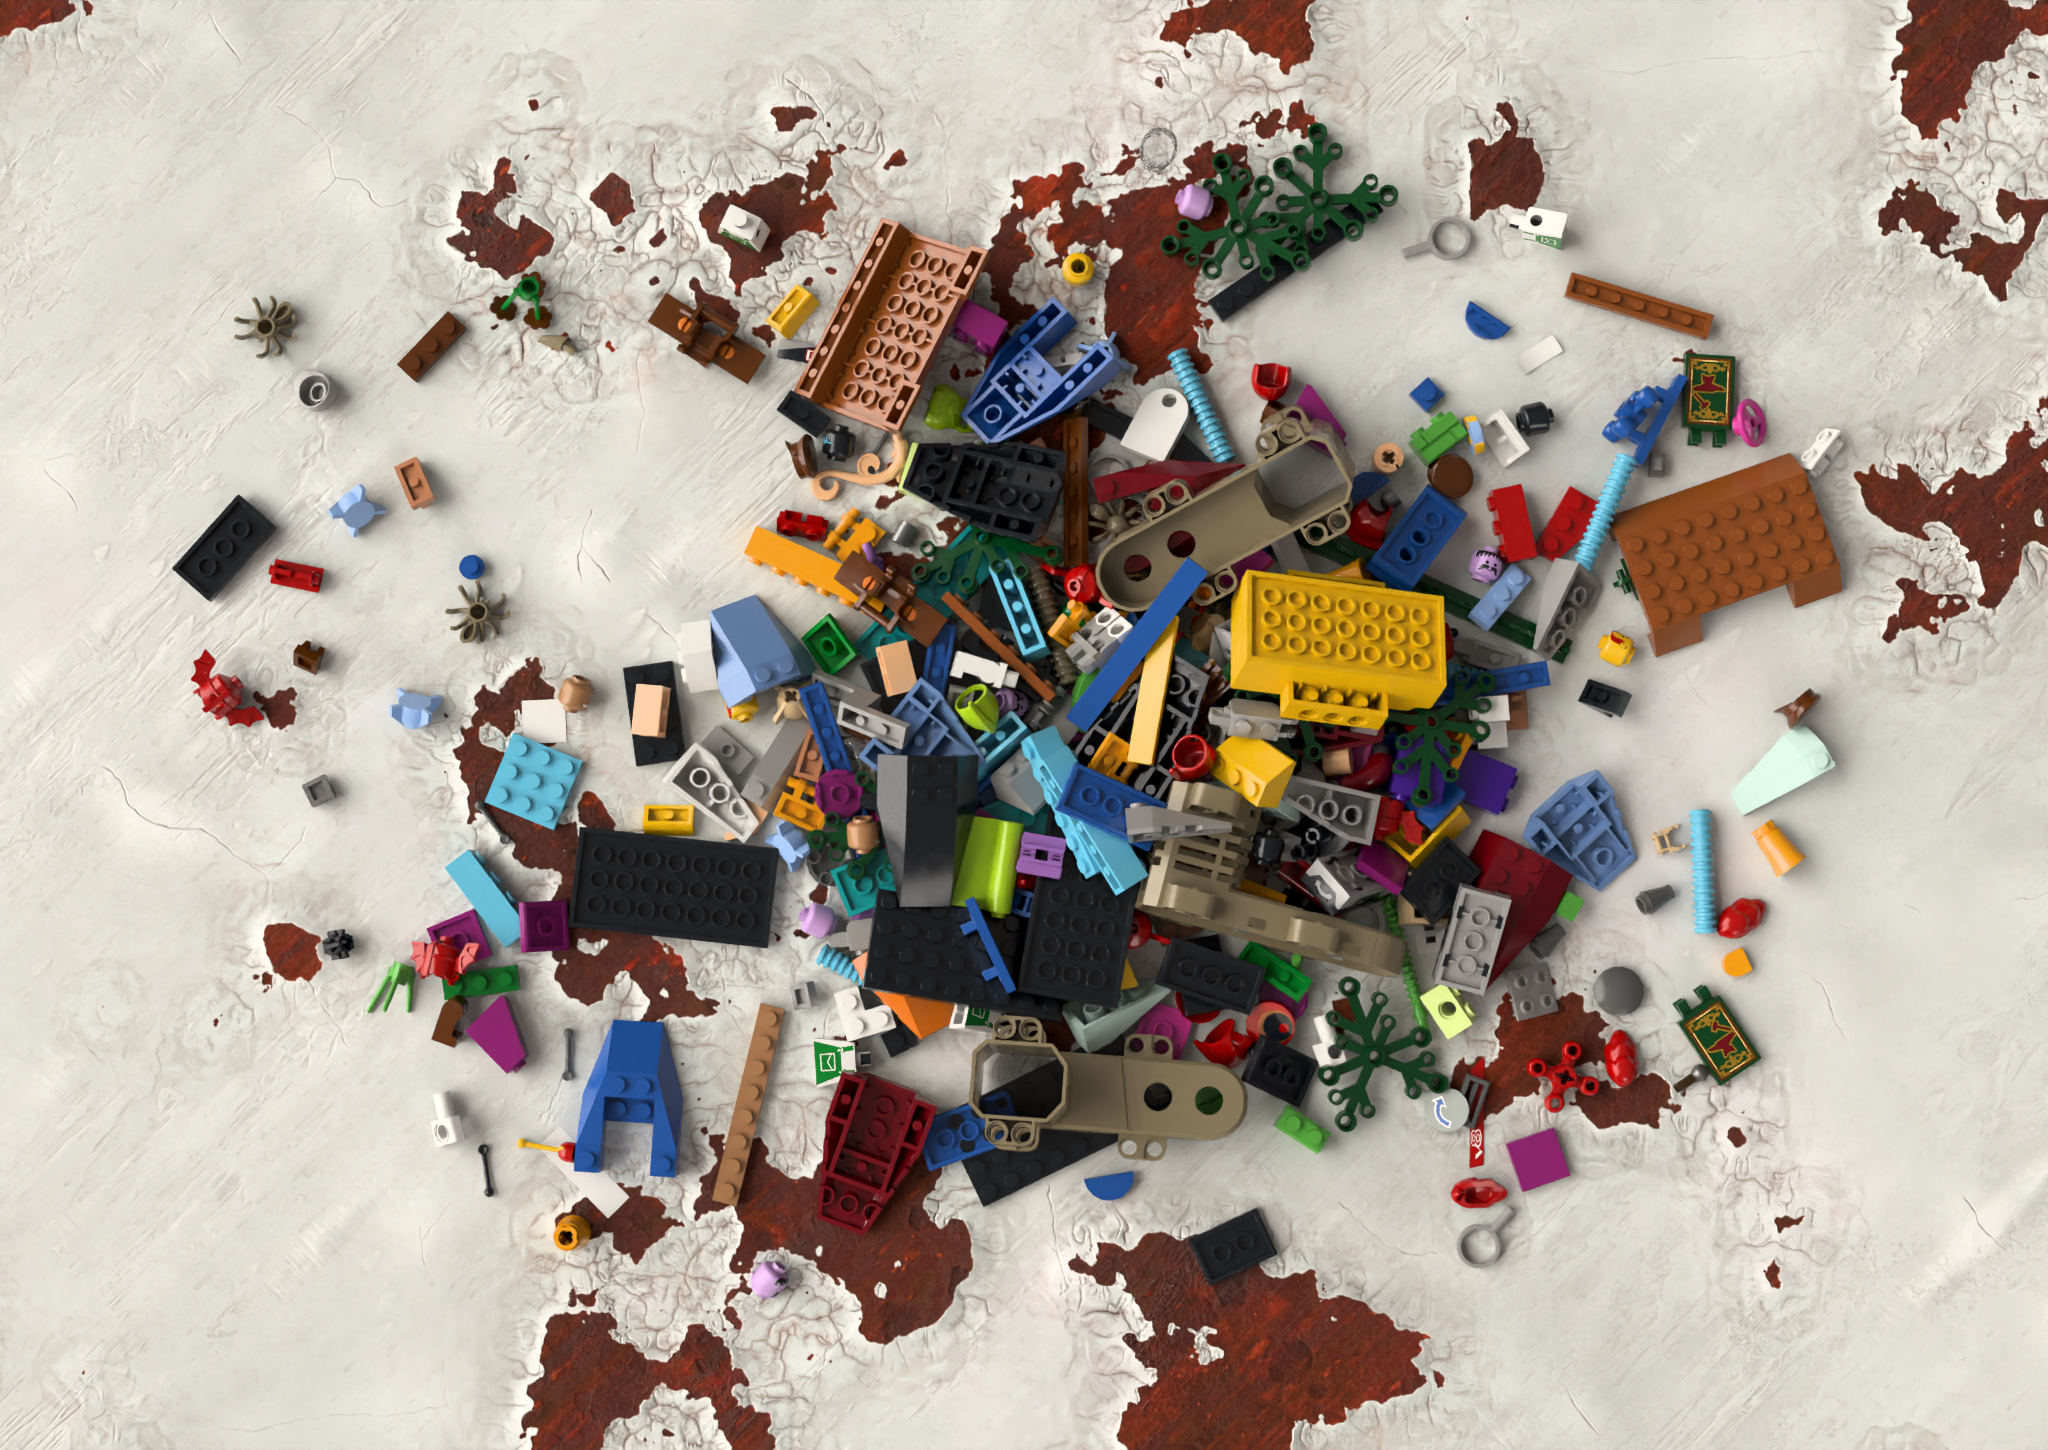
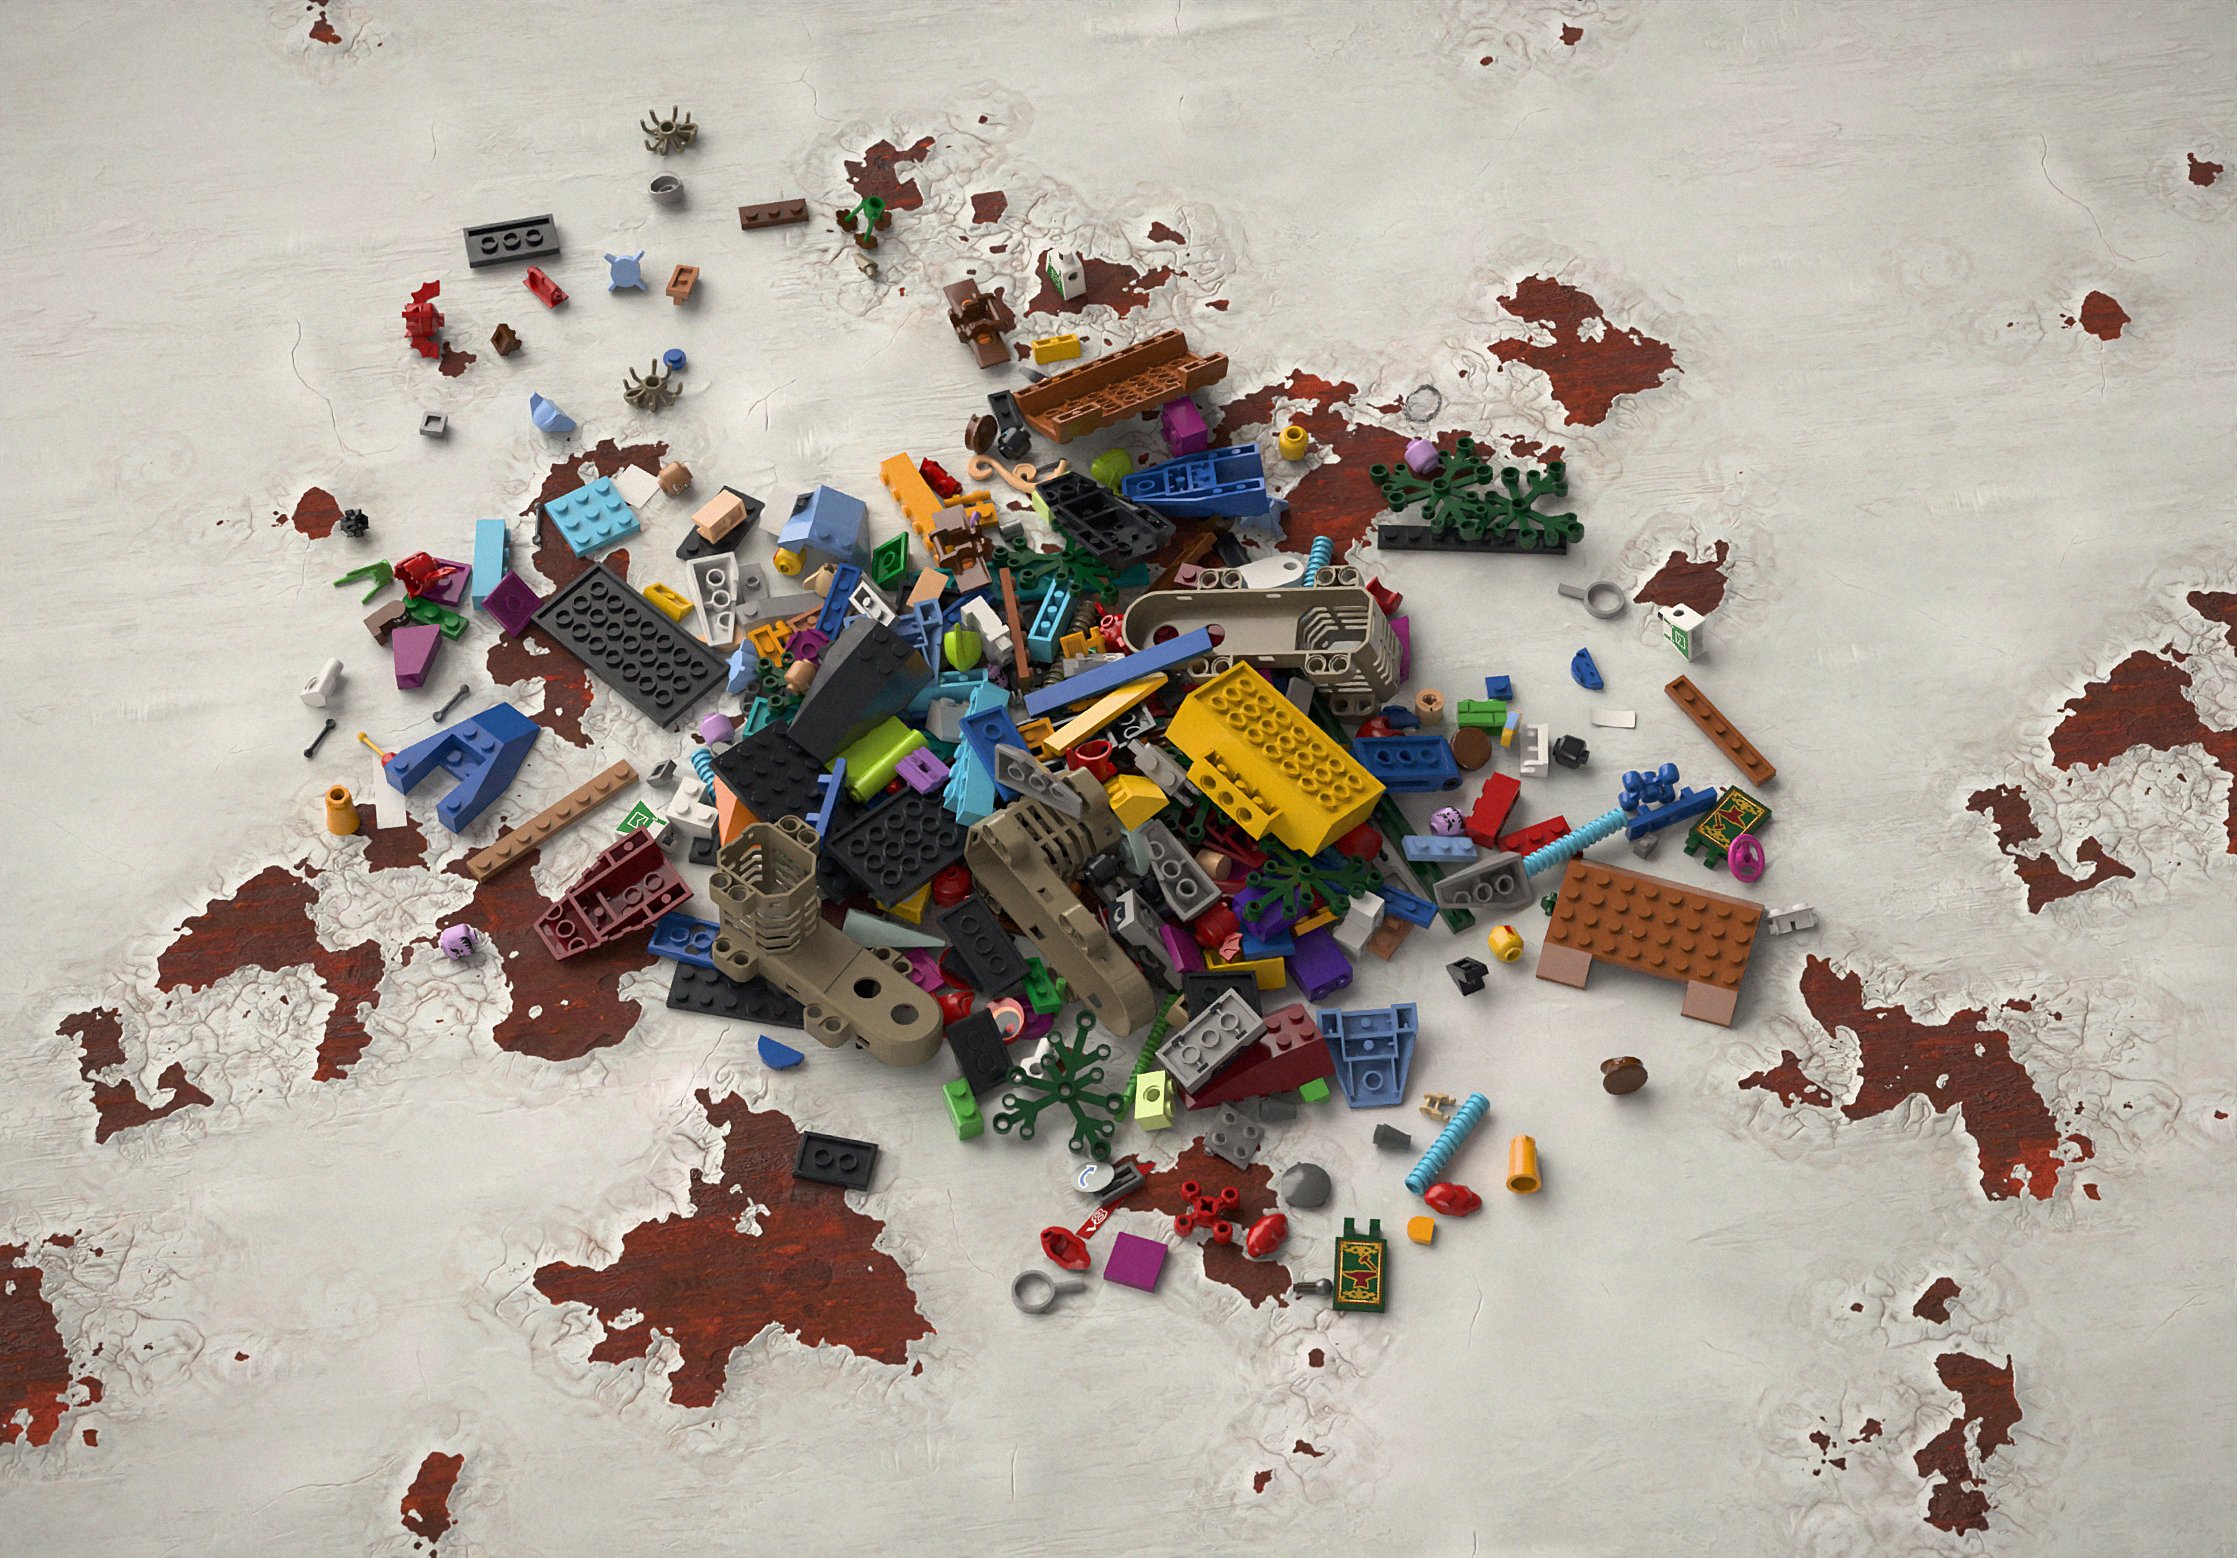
camera: 40 degrees right, 30 degrees down
(1789, 763) = (1577, 1118): light aqua wedge -> none

